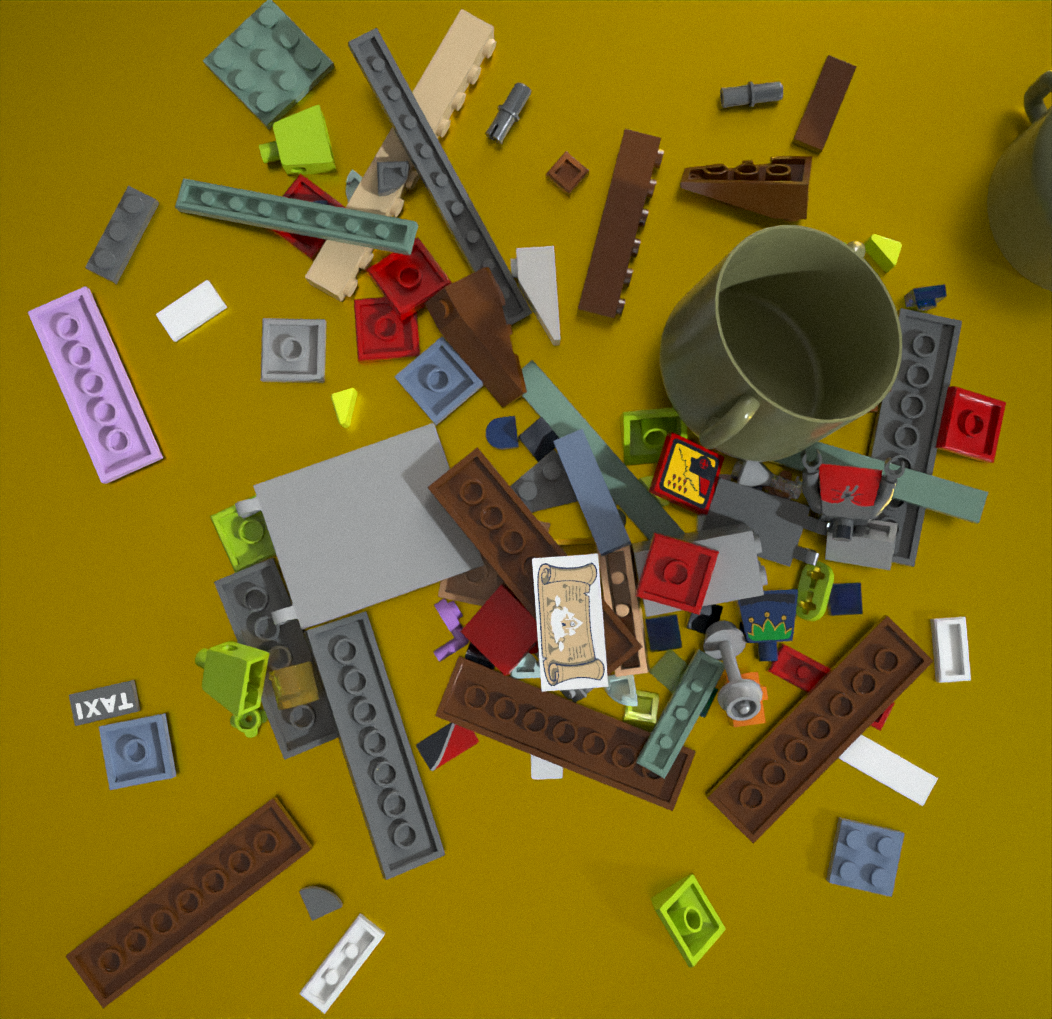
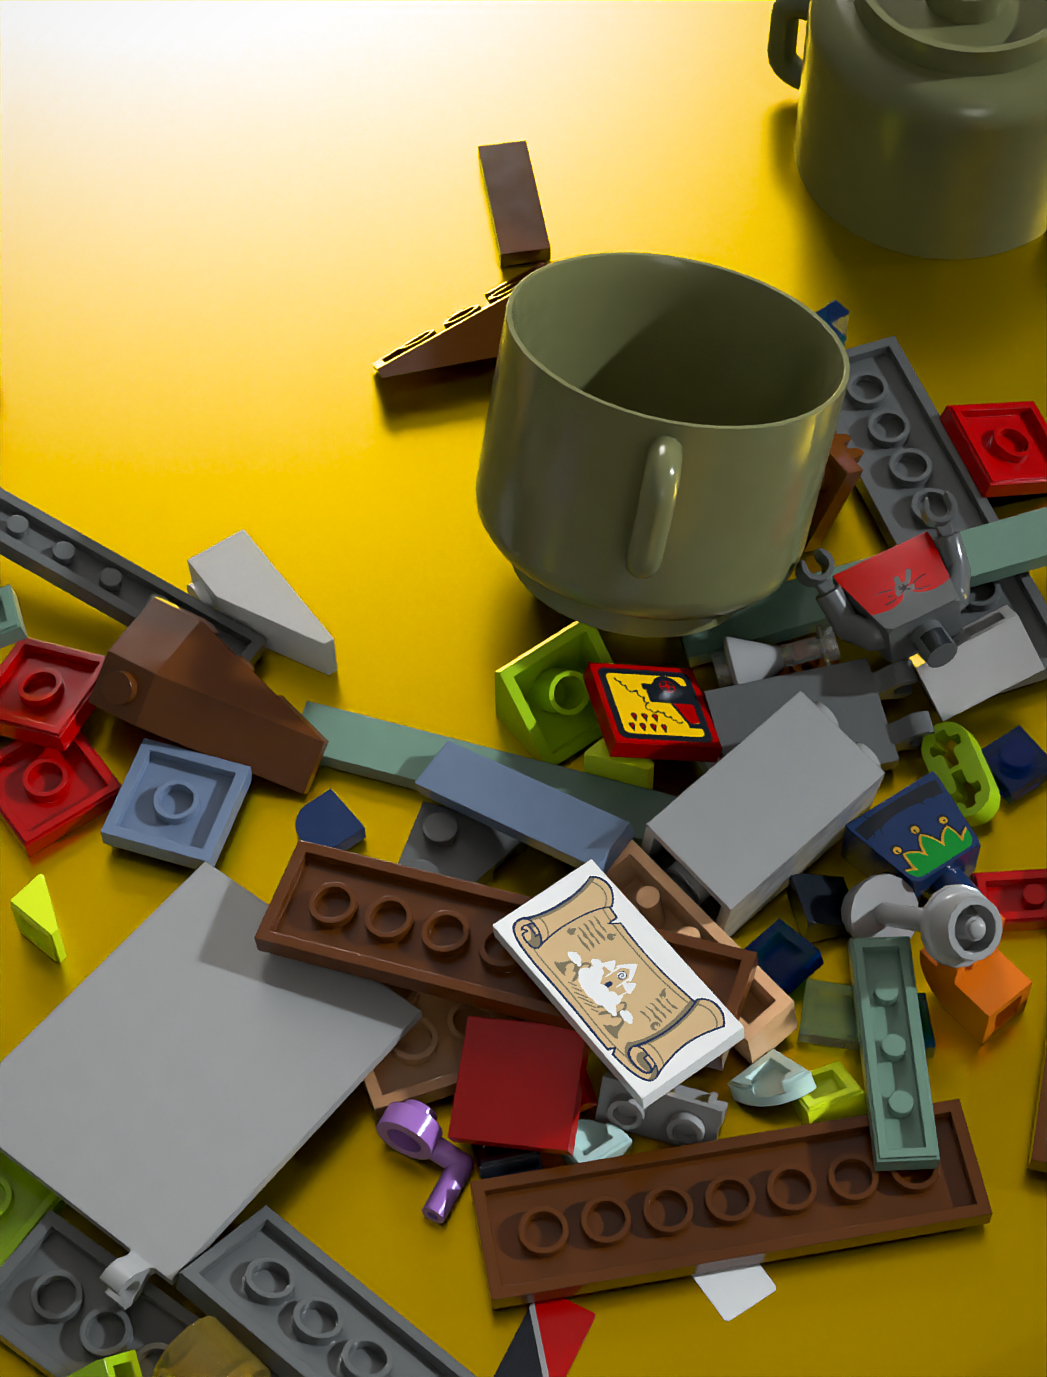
camera: 30 degrees left, 30 degrees down
(508, 113) = (65, 420): dark grey axle -> none
(538, 439) = (388, 801): black slope -> none
(567, 173) = (203, 451): dark orange tile -> none
(618, 227) = (327, 475): reddish brown brick -> none
(676, 573) = (731, 812): red tile -> none
(750, 94) = (403, 237): dark grey axle -> none

